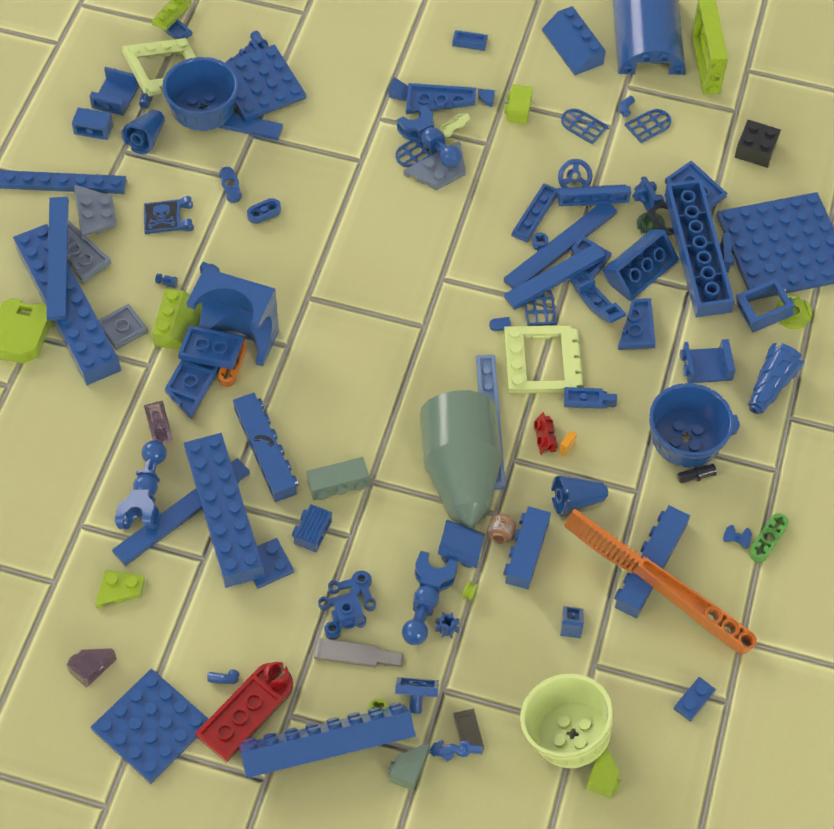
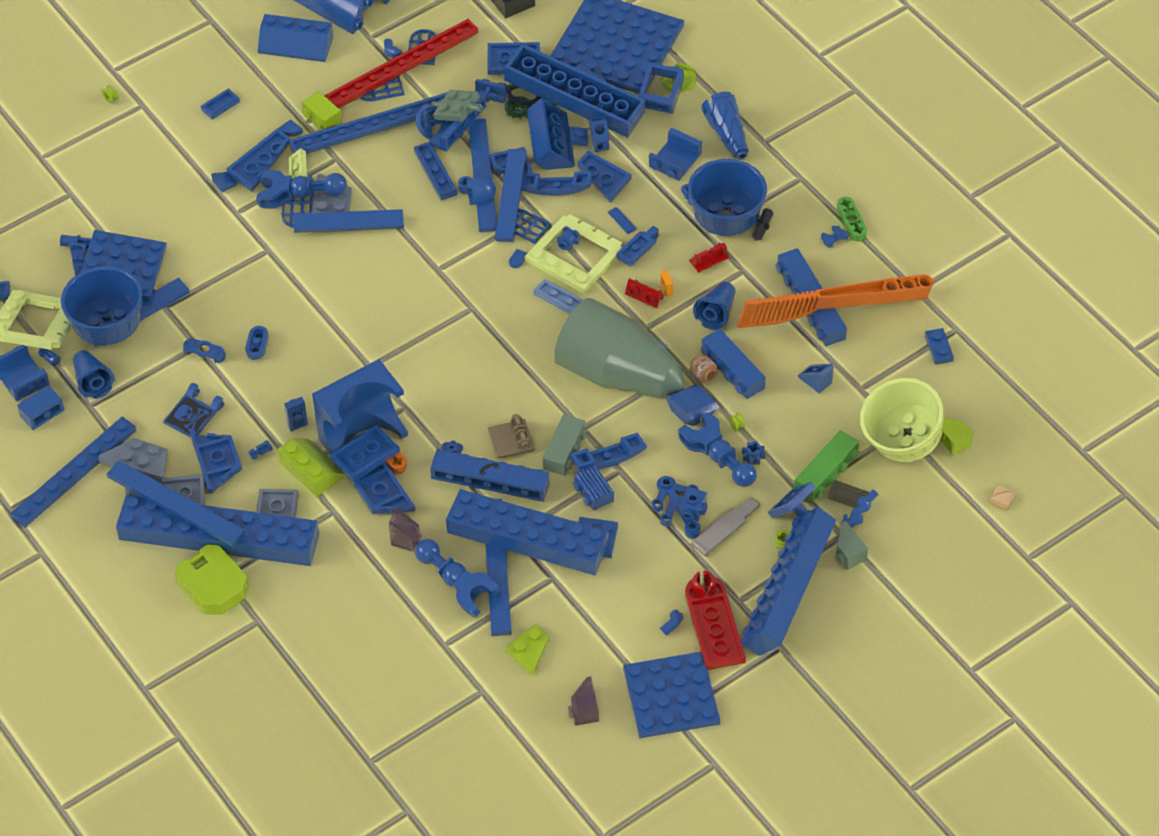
camera: 50 degrees left, 5 degrees down
(134, 258) = (216, 458): none -> blue wing
(273, 404) = (453, 447): none -> blue plant
(316, 437) = (511, 437): none -> dark tan hinge
(353, 517) = (610, 455): none -> blue slope
(430, 190) = (348, 221): none -> blue tile
(481, 691) = (828, 464): none -> bright green brick
(537, 253) = (480, 191): none -> blue brick
(542, 143) = (362, 126): none -> blue plate
(548, 344) = (568, 238): none -> blue brick
(600, 179) = (457, 105): none -> sand green plate
(607, 370) = (622, 220): none -> blue window
(615, 121) = (402, 63): none -> red plate
(624, 458) = (709, 258): none -> red hinge
(661, 282) = (578, 136): none -> blue plate
(673, 293) = (599, 133): none -> blue leg

